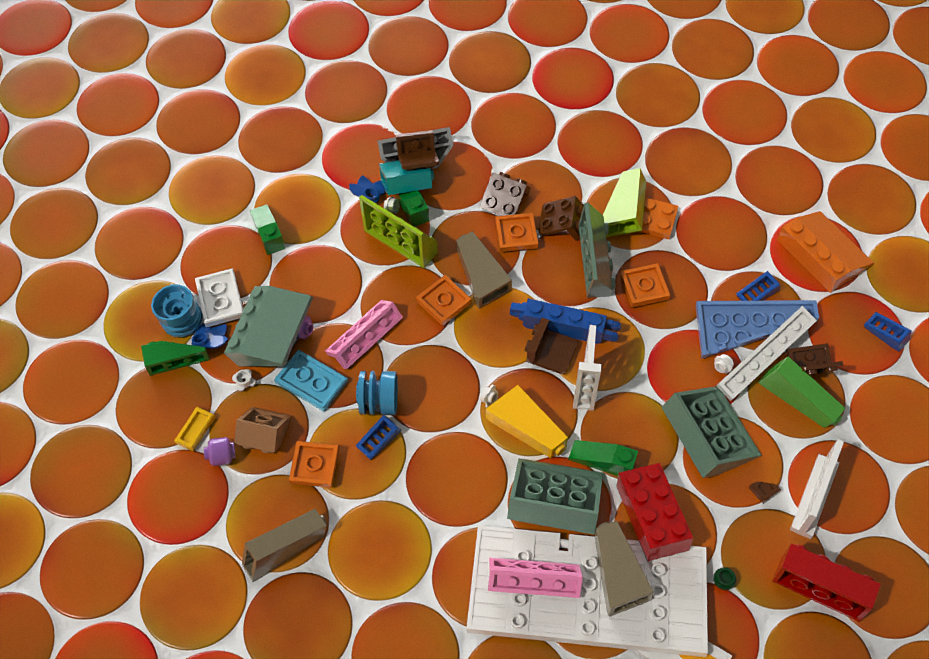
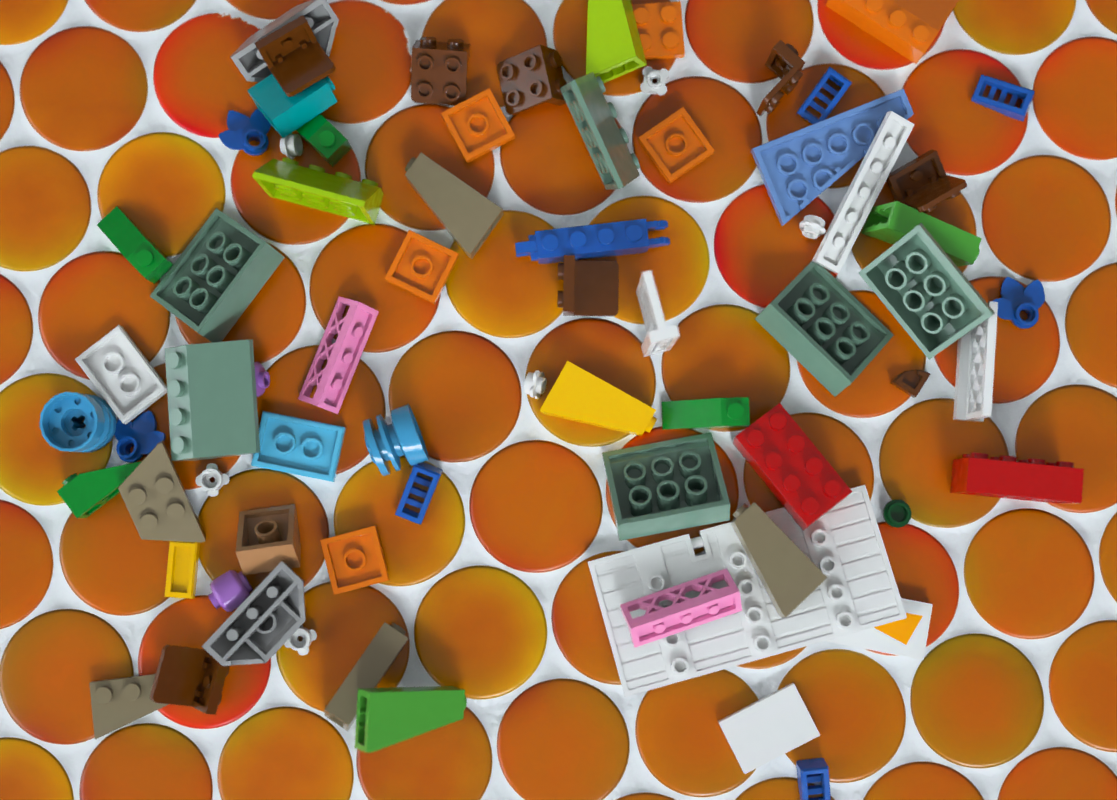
camera: 25 degrees left, 25 degrees up
(113, 498) = (121, 702): none -> dark tan wing
(162, 496) = (189, 679): none -> reddish brown bracket
(203, 376) = (160, 501): none -> dark tan wing
(231, 474) = (261, 621): none -> light grey wedge
(250, 497) = (301, 646): none -> white plate
(298, 570) = (402, 713): none -> bright green slope
(310, 261) = (217, 276): none -> sand green slope
(640, 247) = (654, 88): none -> white plate
(733, 265) = (787, 66): none -> reddish brown bracket
(793, 424) = (926, 291): none -> sand green slope
(861, 462) = (1017, 298): none -> blue plate

